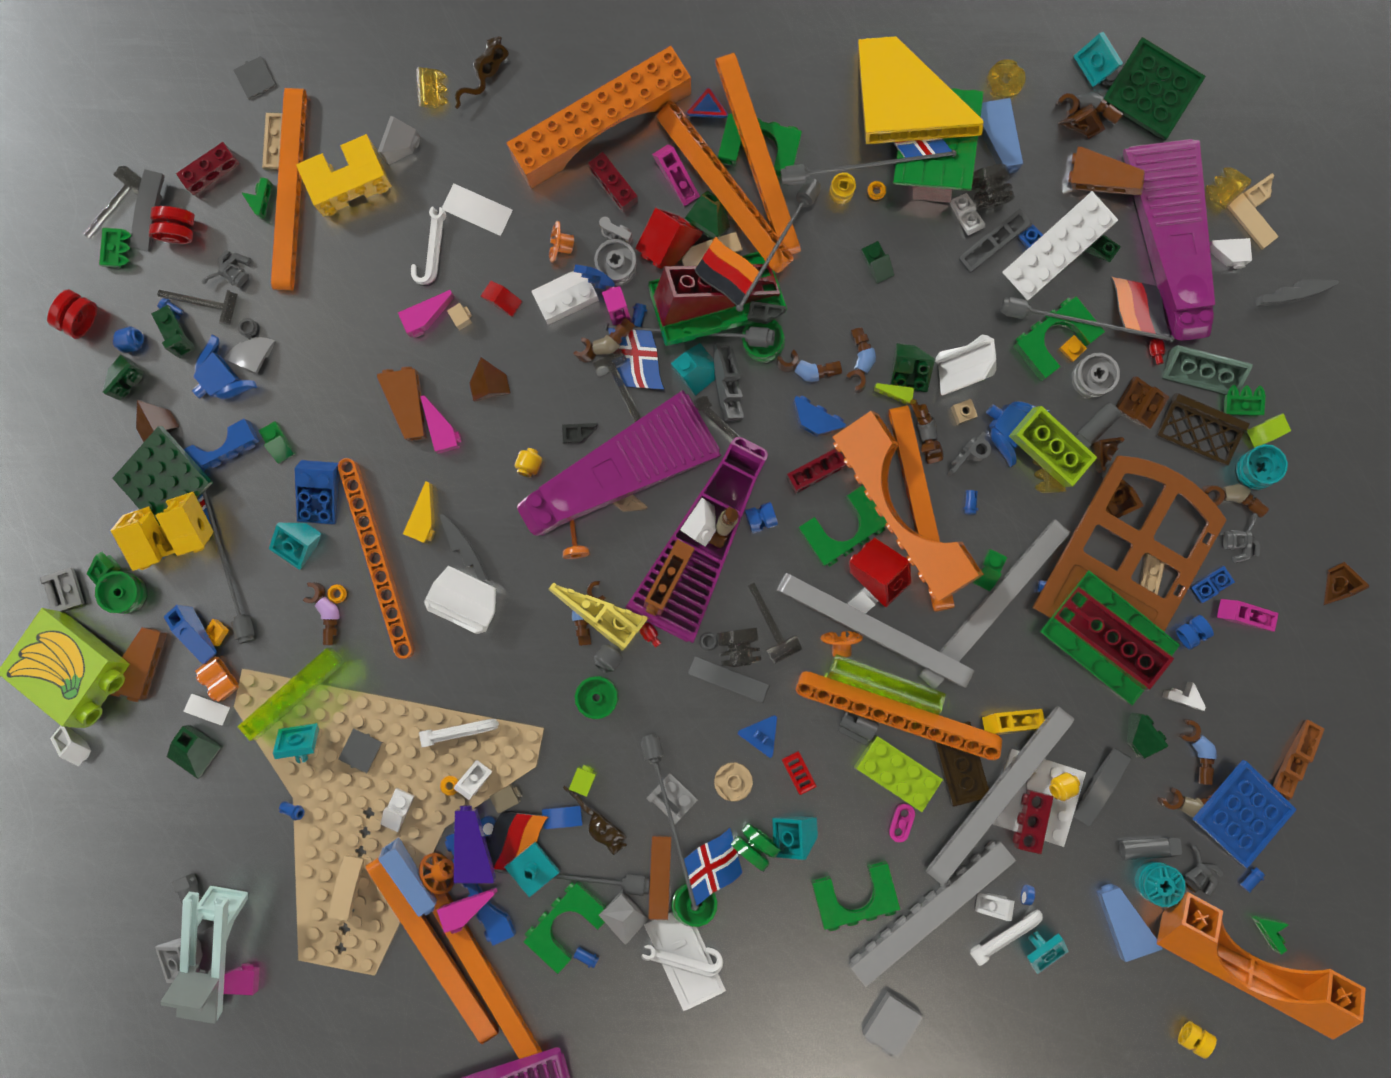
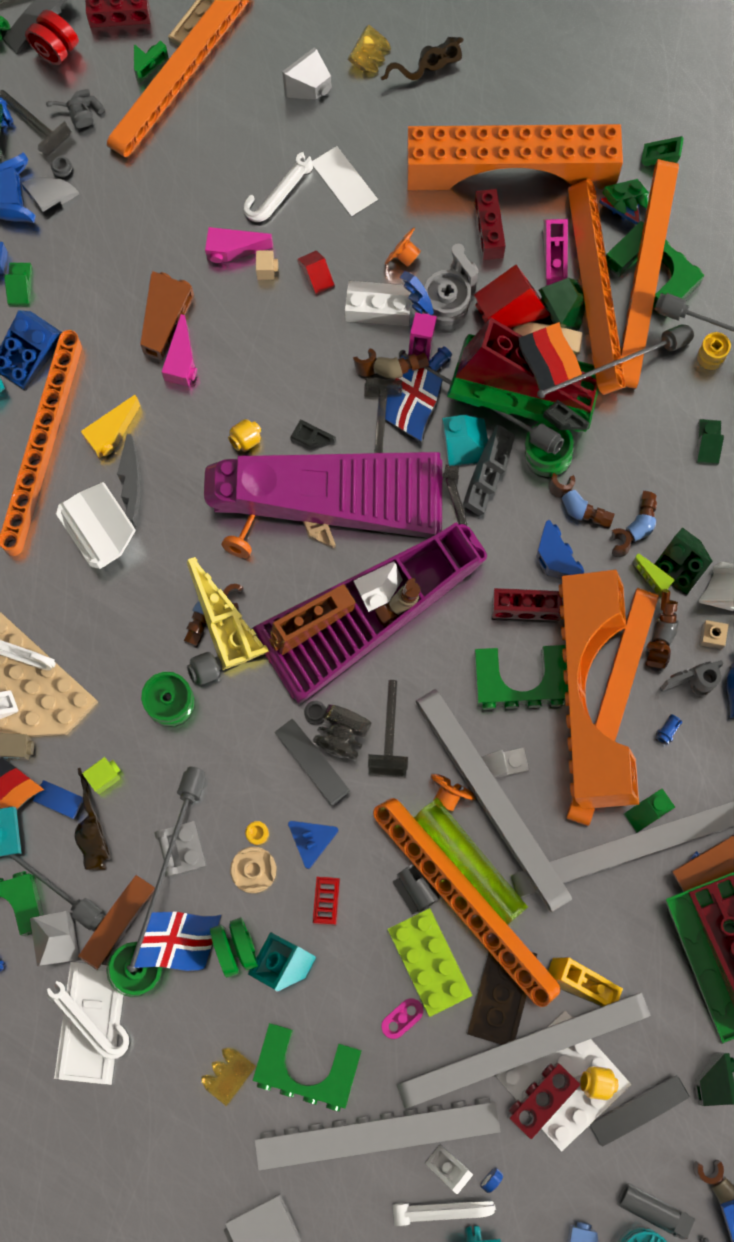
camera: 30 degrees right, 10 degrees down
(333, 189) = (221, 85): yellow piece -> none
(488, 381) = (254, 339): reddish brown slope -> none
(649, 634) = (260, 670): red cylinder -> none
(705, 96) = (626, 194): none -> green plate
(711, 44) = (665, 150): none -> green slope
(719, 754) = (257, 833): none -> yellow tile
(761, 517) = (442, 619): blue wheel -> none
(805, 936) = (230, 1075): none -> clear yellow plate
(881, 571) = (534, 742): red slope -> none

